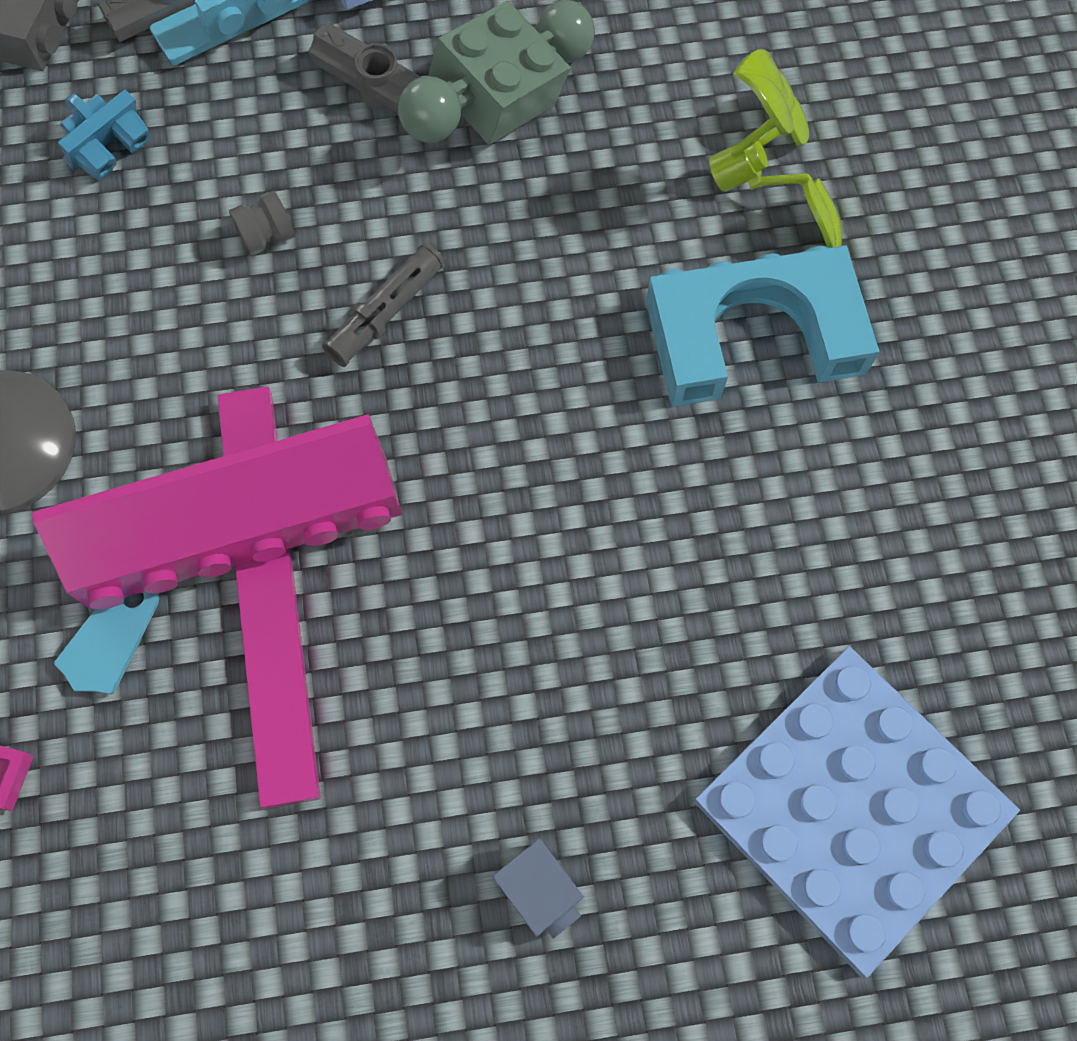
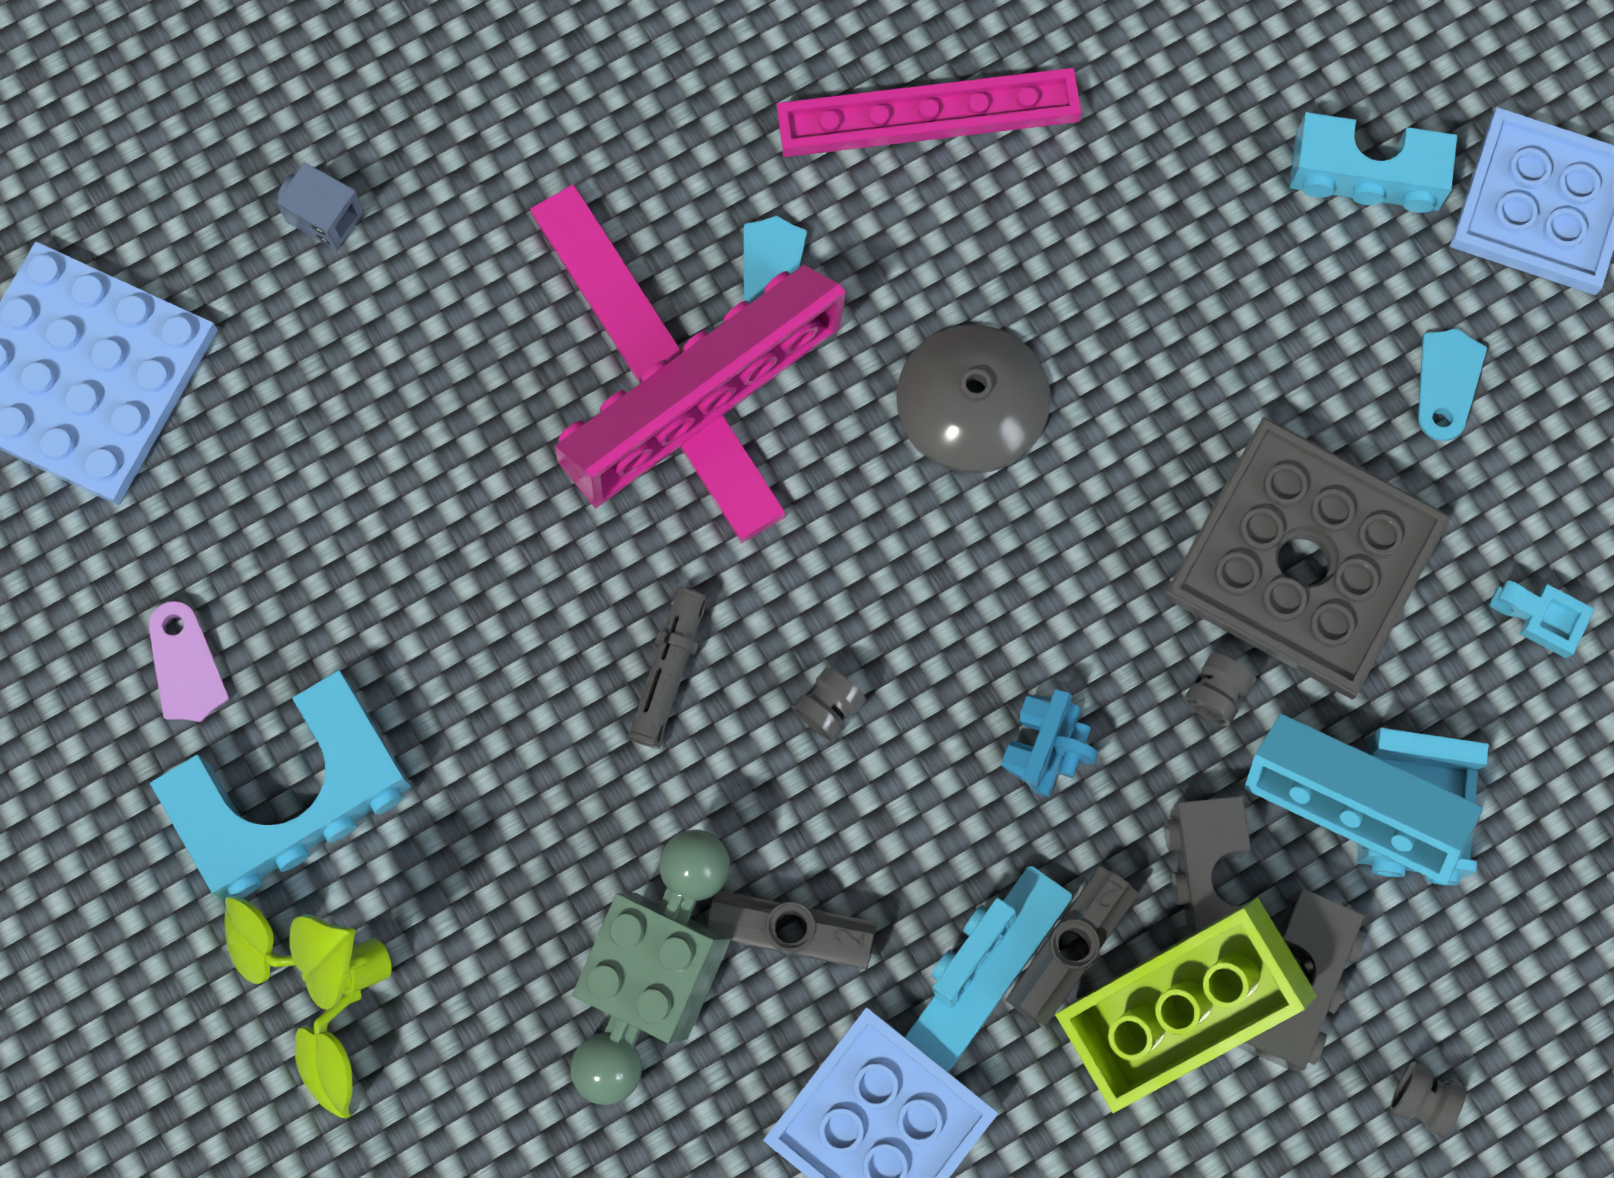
camera: 160 degrees right, 5 degrees up
(818, 469) = (184, 666): none -> lavender piece

